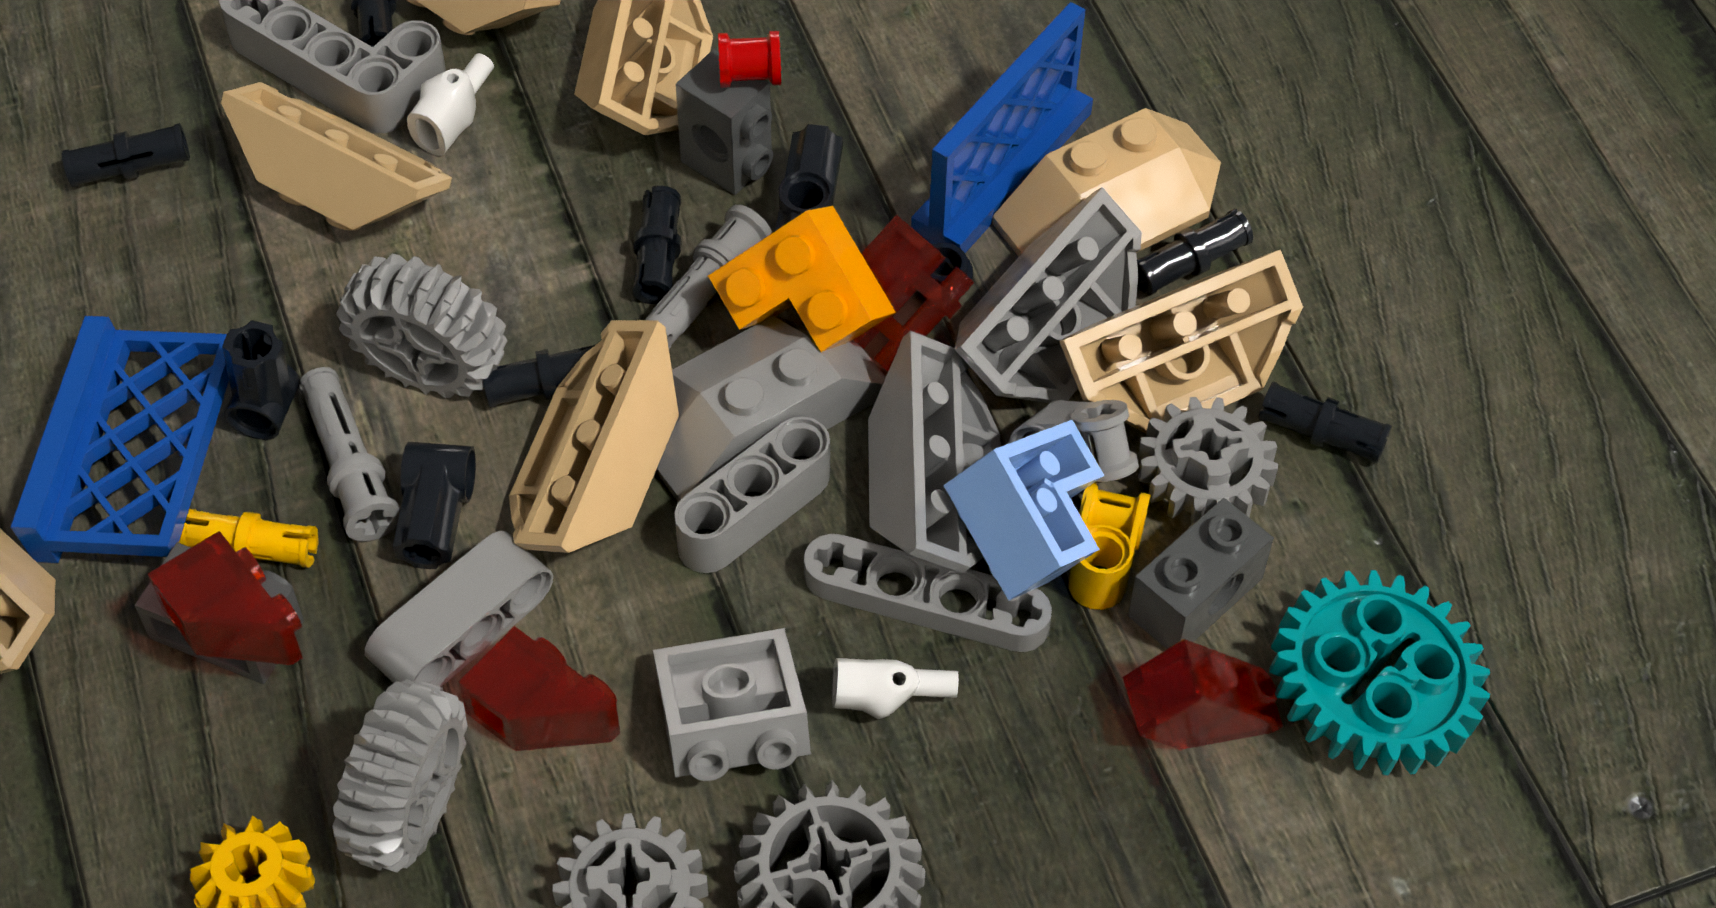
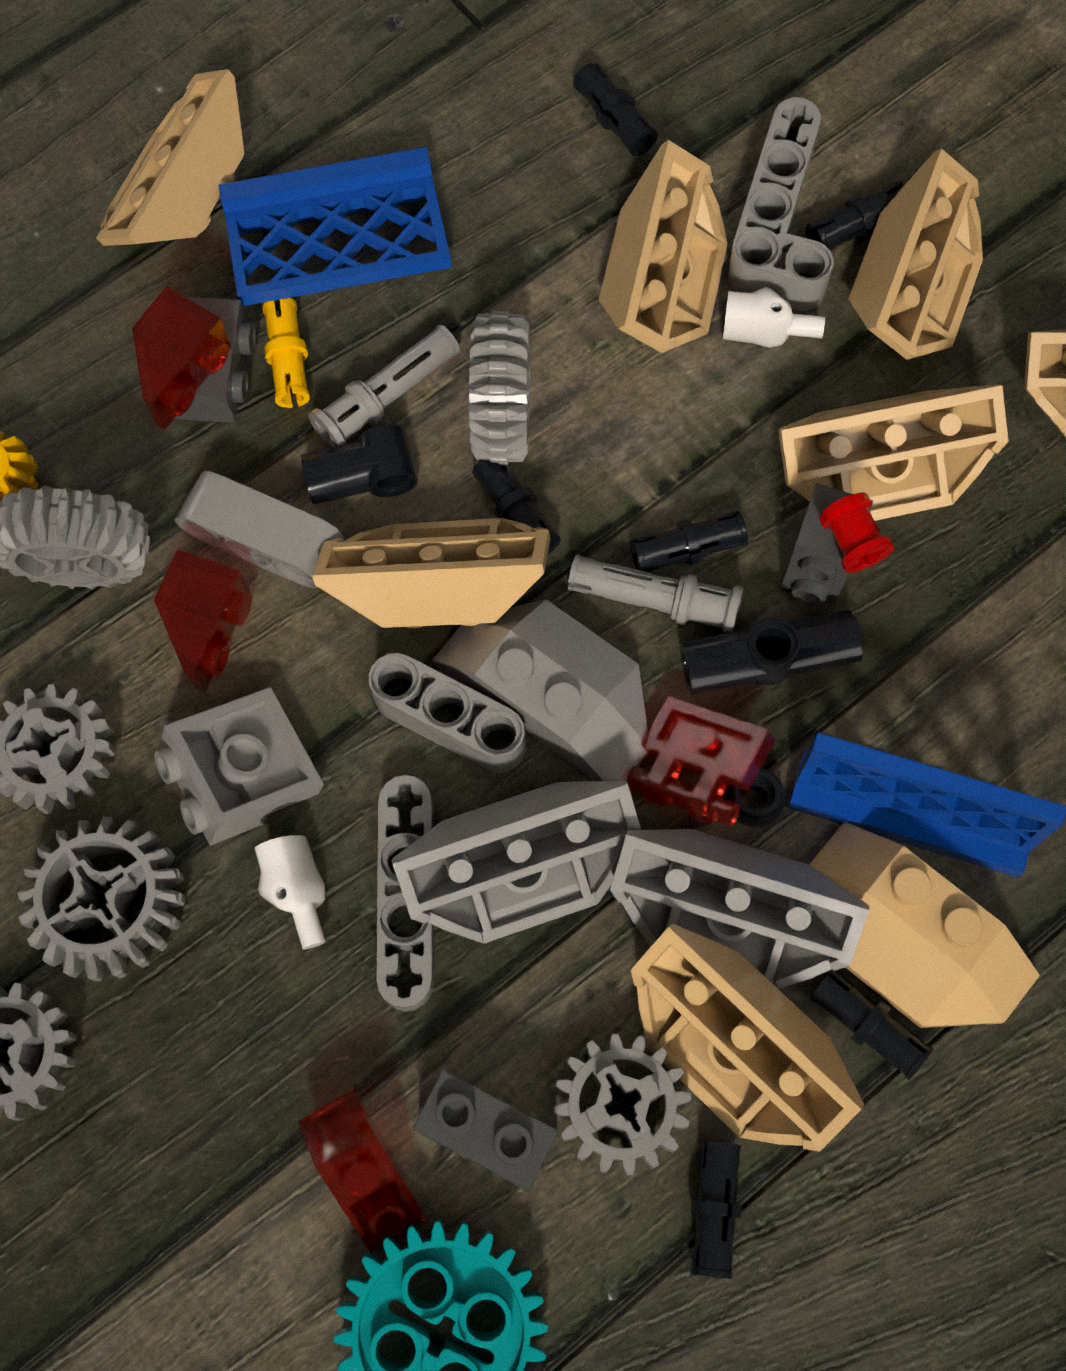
camera: 75 degrees right, 15 degrees up
(258, 381) = (411, 291): black piece -> none
(812, 268) = (663, 682): light orange brick -> none
(1023, 507) = (479, 937): light blue brick -> none
(1099, 425) = (587, 975): light grey piece -> none
(1117, 528) = (508, 1033): yellow piece -> none

